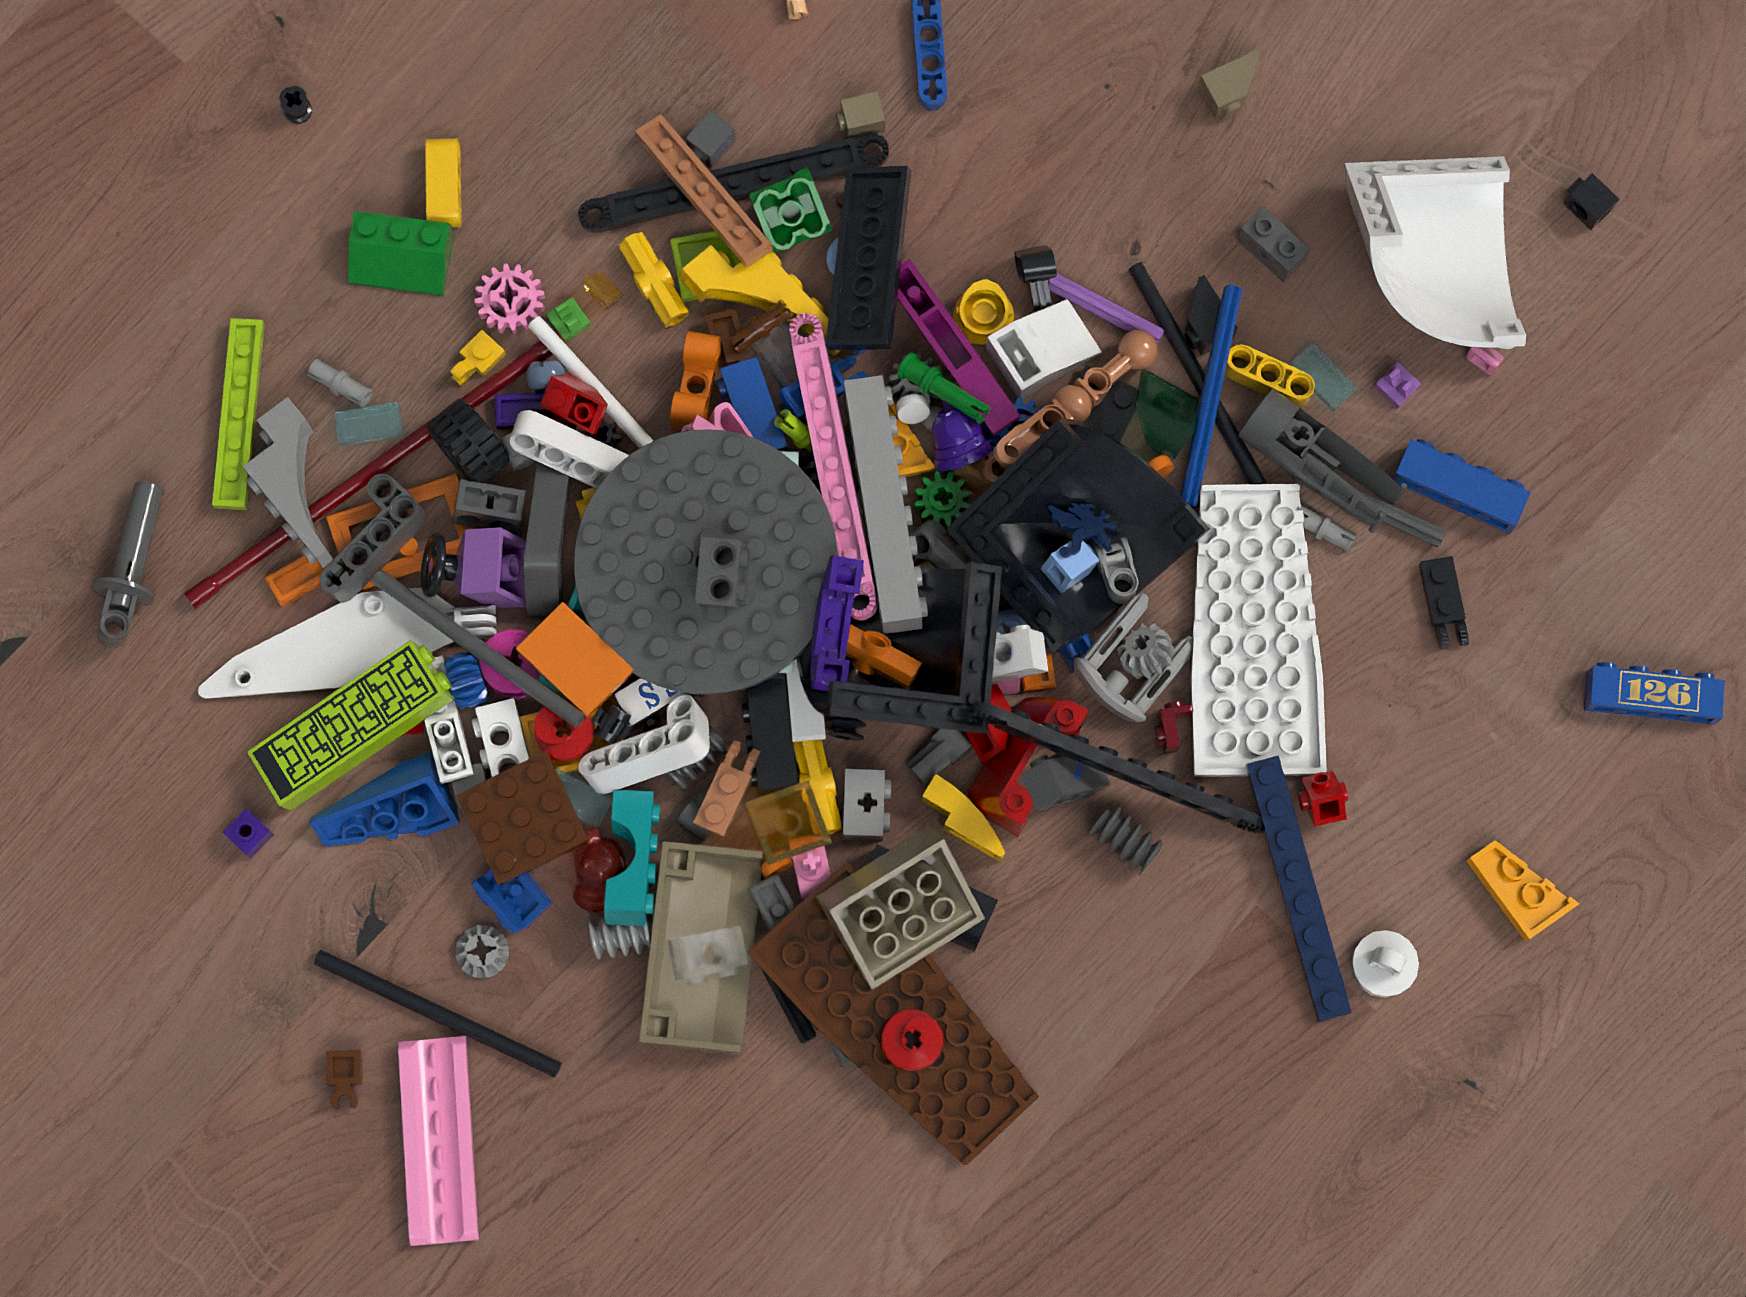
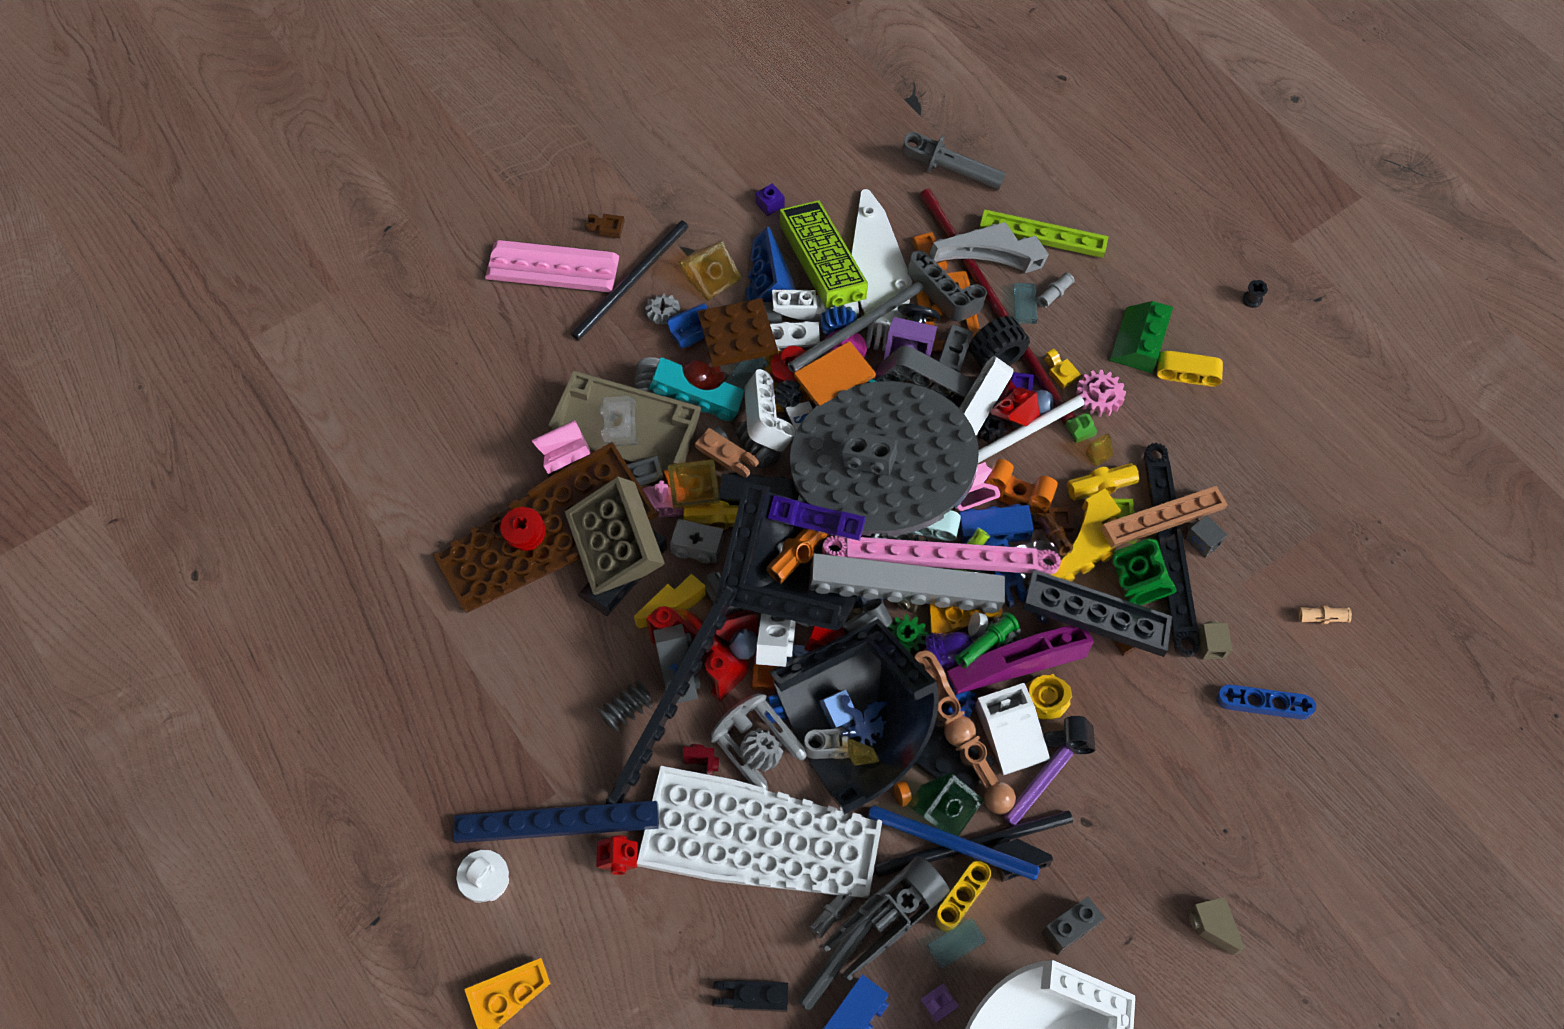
camera: 105 degrees right, 15 degrees down
(402, 893) = (710, 270): none -> clear yellow slope
(770, 1023) = (562, 446): none -> bright pink piece
(1016, 695) = (743, 643): none -> sand blue piece
(1126, 524) = (861, 753): none -> clear yellow slope

